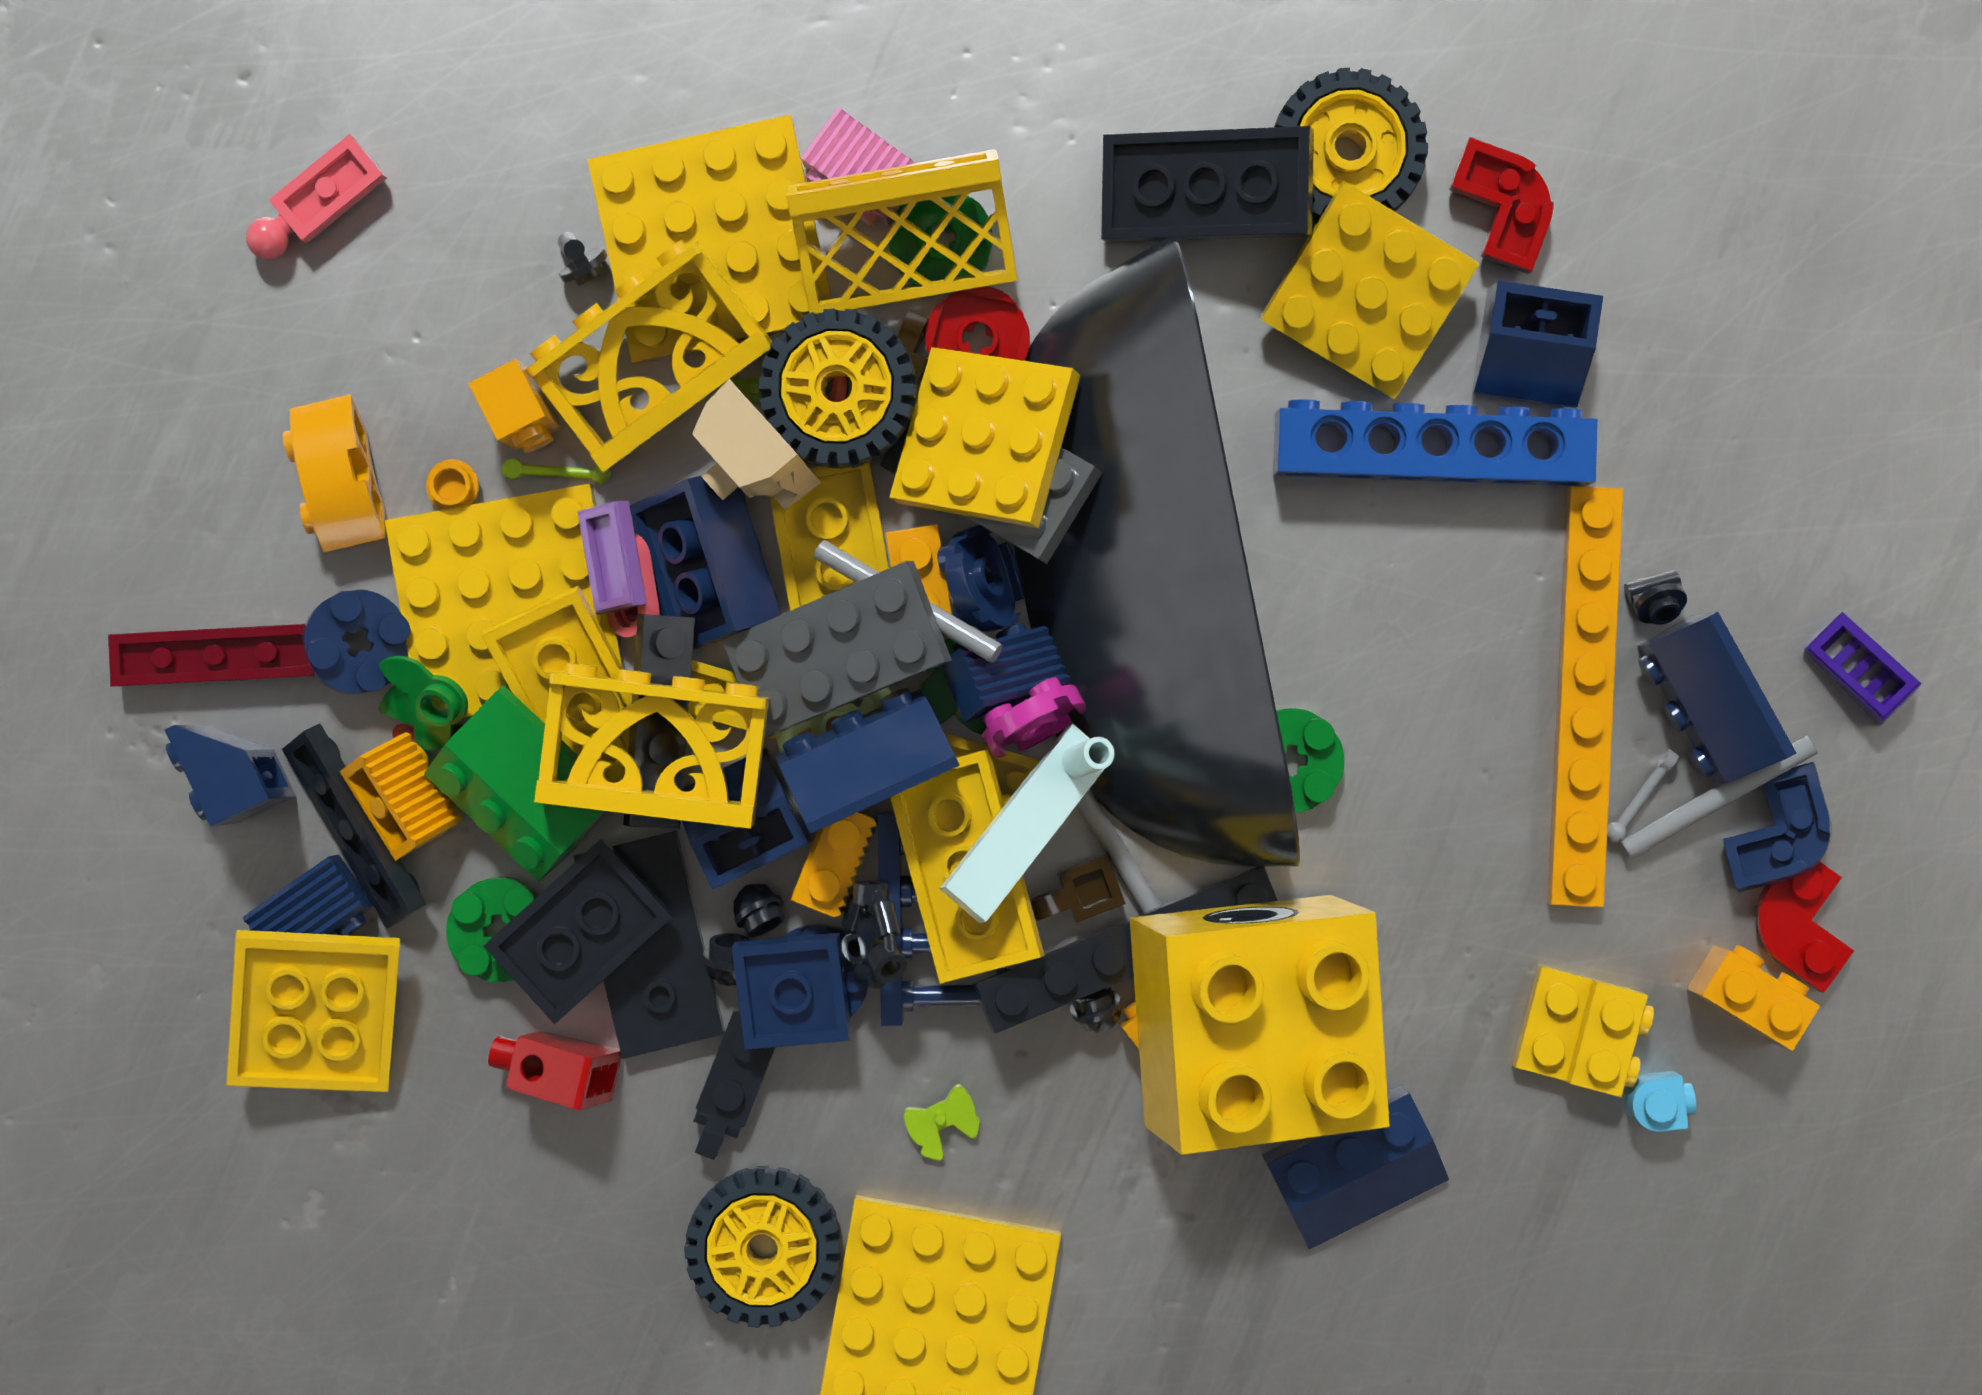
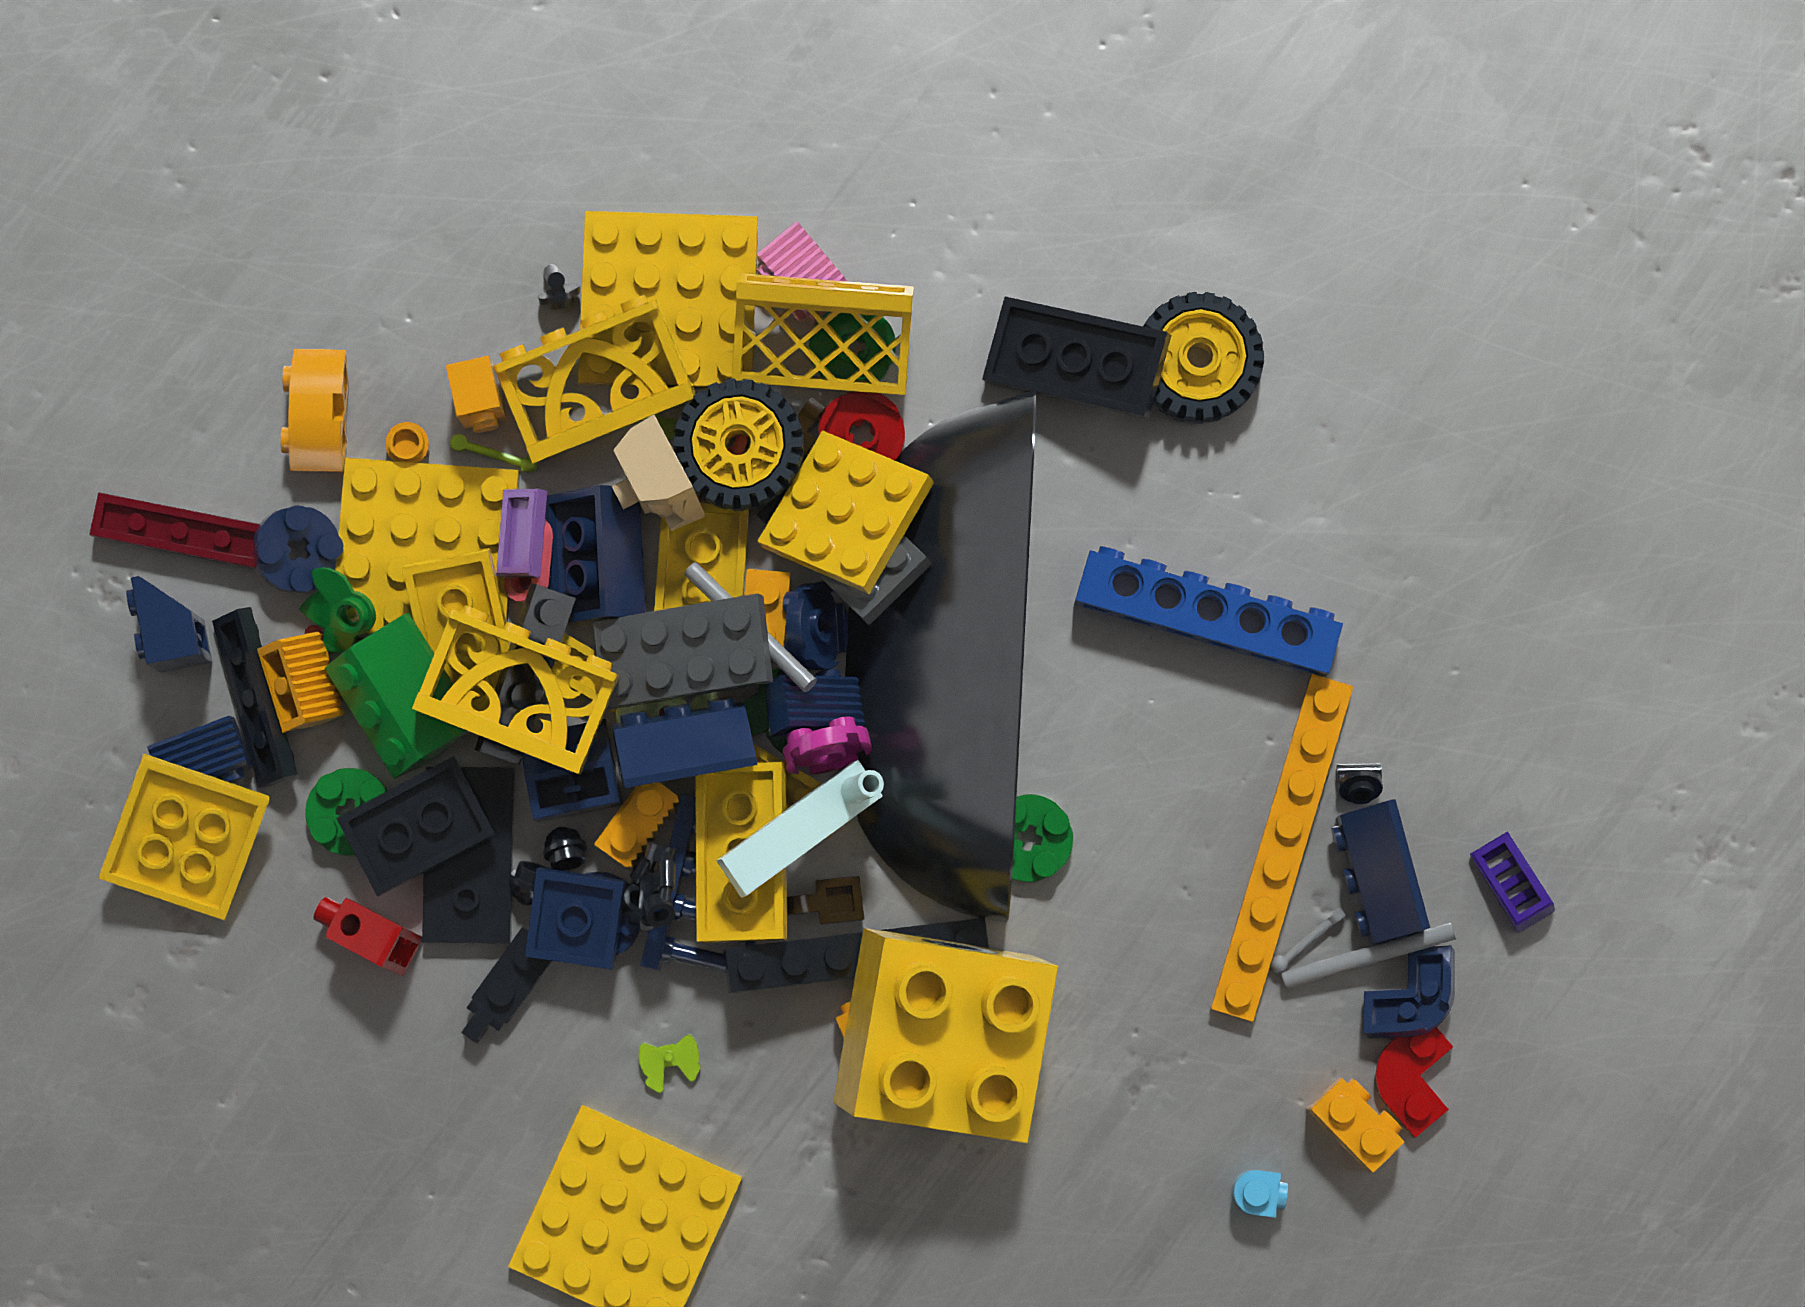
camera: 15 degrees right, 5 degrees down
(315, 198) = (358, 187): coral plate -> none
(755, 1286) = (462, 1115): wheel -> none
(1098, 1010) = (819, 999): black plate -> none
(1118, 853) = (868, 874): light grey bar -> none
(1356, 1175) = (998, 1185): dark blue slope -> none
(1369, 290) = (1186, 474): yellow plate -> none
(1520, 198) = (1328, 430): red plate -> none
(1536, 343) = (1310, 552): dark blue slope -> none
(1582, 1031) = (1210, 1119): yellow plate -> none

